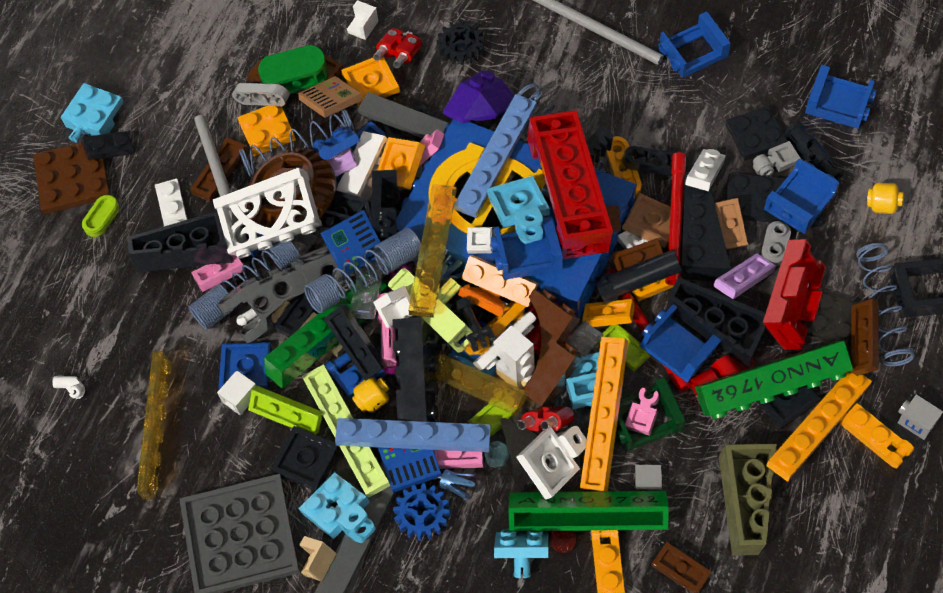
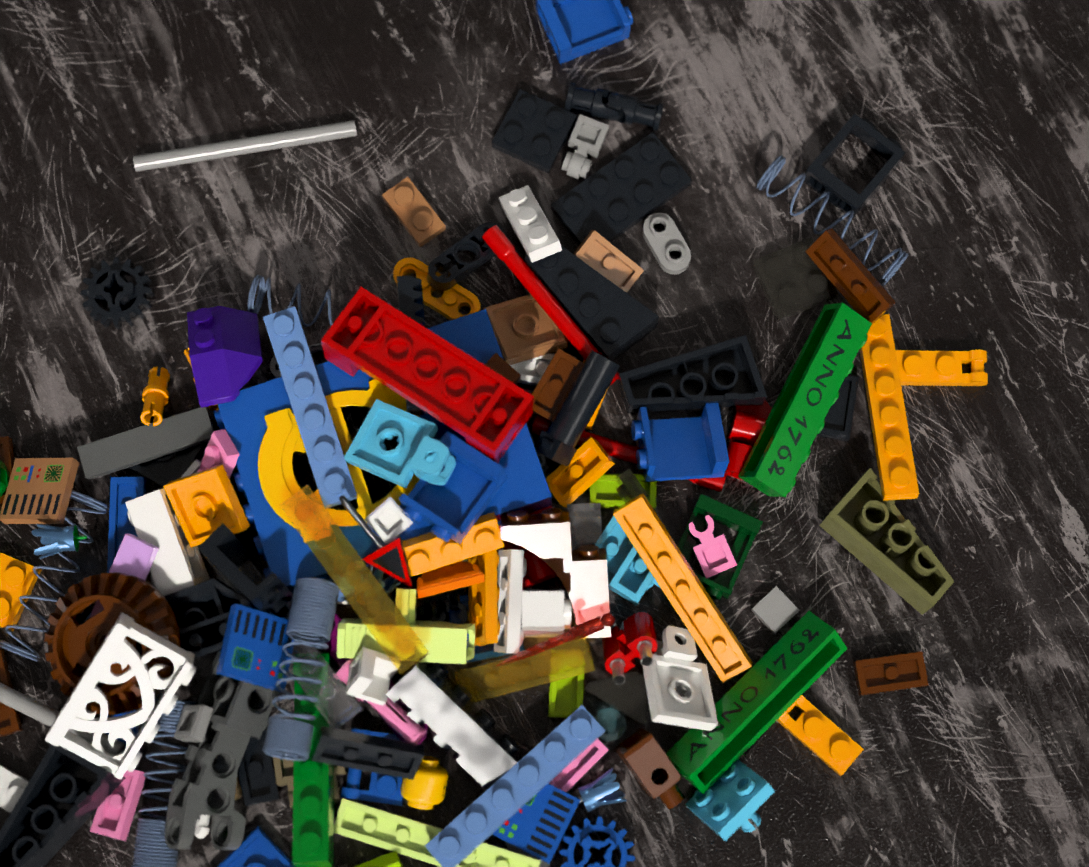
camera: 50 degrees left, 15 degrees up
(288, 258) = (193, 723): none -> light grey tile
(318, 124) = (57, 539): none -> flat silver piece
(340, 141) = (114, 533): blue plate -> none
(371, 77) = (58, 425): light orange plate -> none
(399, 44) = (51, 357): red piece -> none
(429, 100) = (155, 396): none -> light orange pin
(462, 256) = (388, 557): none -> black piece
(465, 307) = (440, 605): black hinge -> none
(495, 481) = (642, 757): none -> reddish brown torso
(522, 381) = (575, 633): none -> clear red piece
(563, 541) = (758, 753): clear red plate -> none
(629, 335) = (629, 487): none -> clear smoke plate
(650, 122) = (414, 212): none -> medium nougat plate
(705, 28) = (386, 51): blue panel -> none
(744, 276) = (676, 311): lavender tile -> none
(794, 295) = (745, 290): red piece -> none
(802, 196) = (652, 170): blue panel -> none
(885, 198) = (729, 99): yellow head -> none
(919, 416) = (964, 313): light grey brick -> none

